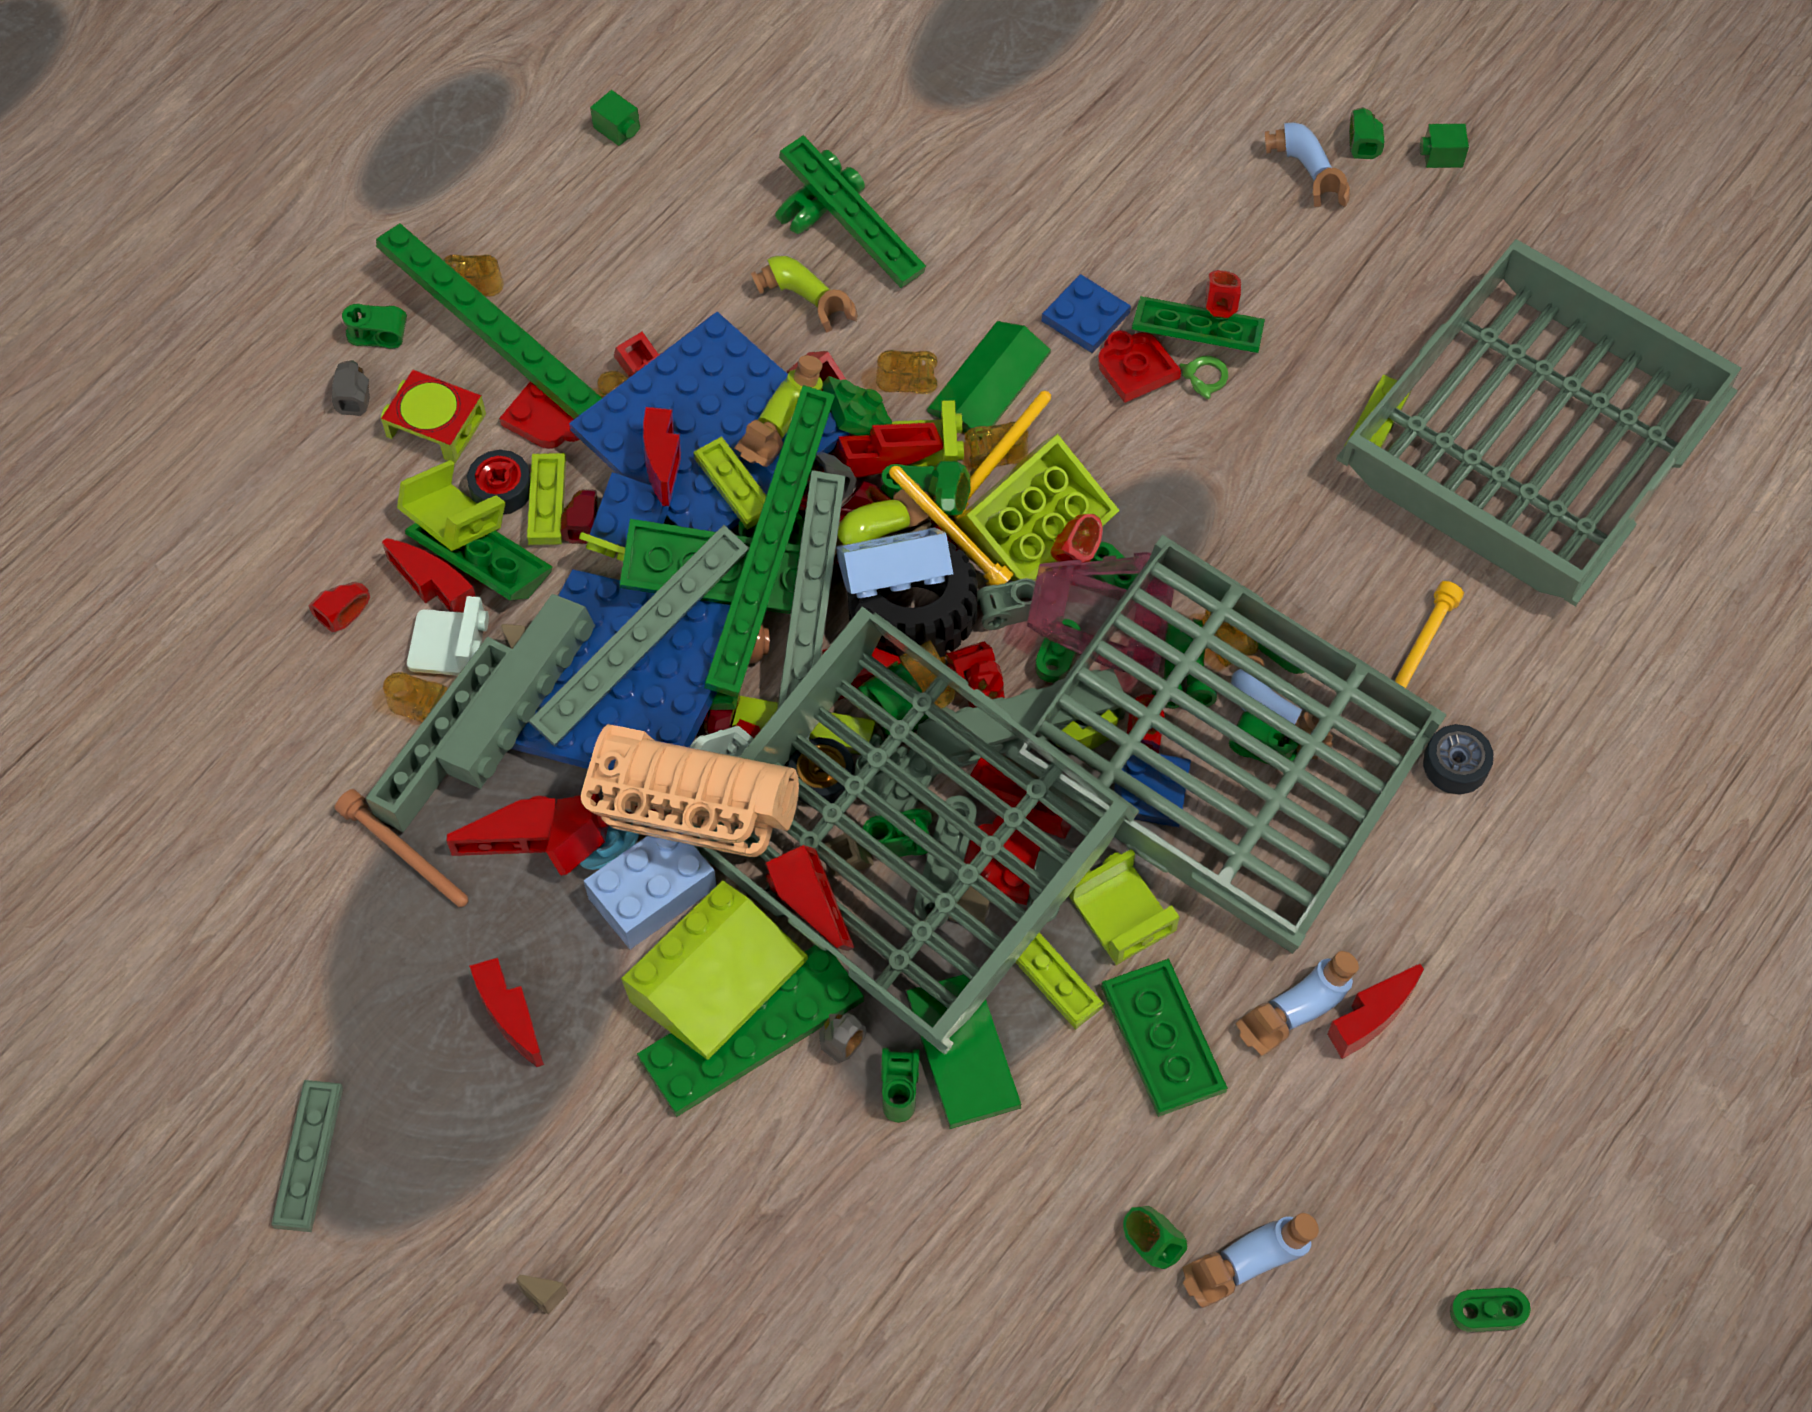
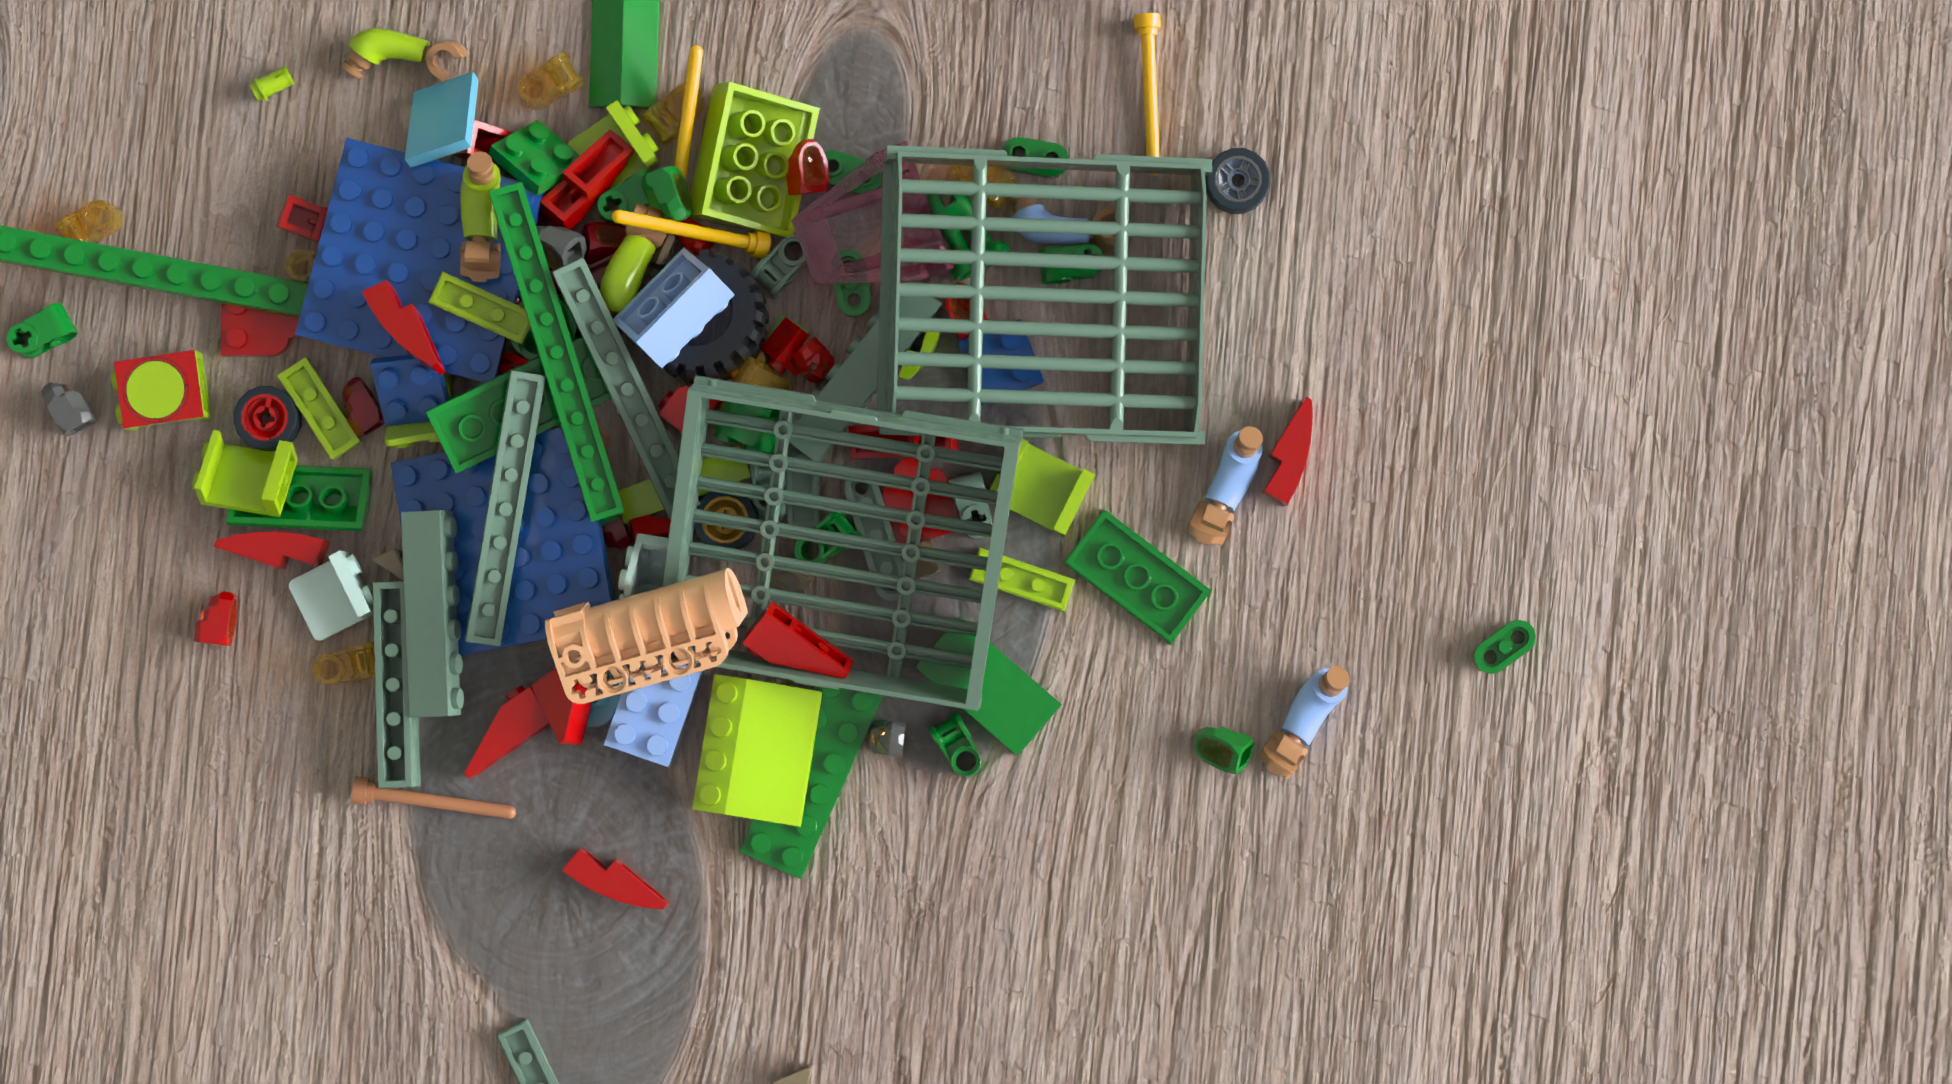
camera: 30 degrees left, 25 degrees up
(687, 259) = (271, 84): none -> lime pin
(801, 340) = (441, 119): none -> medium azure tile

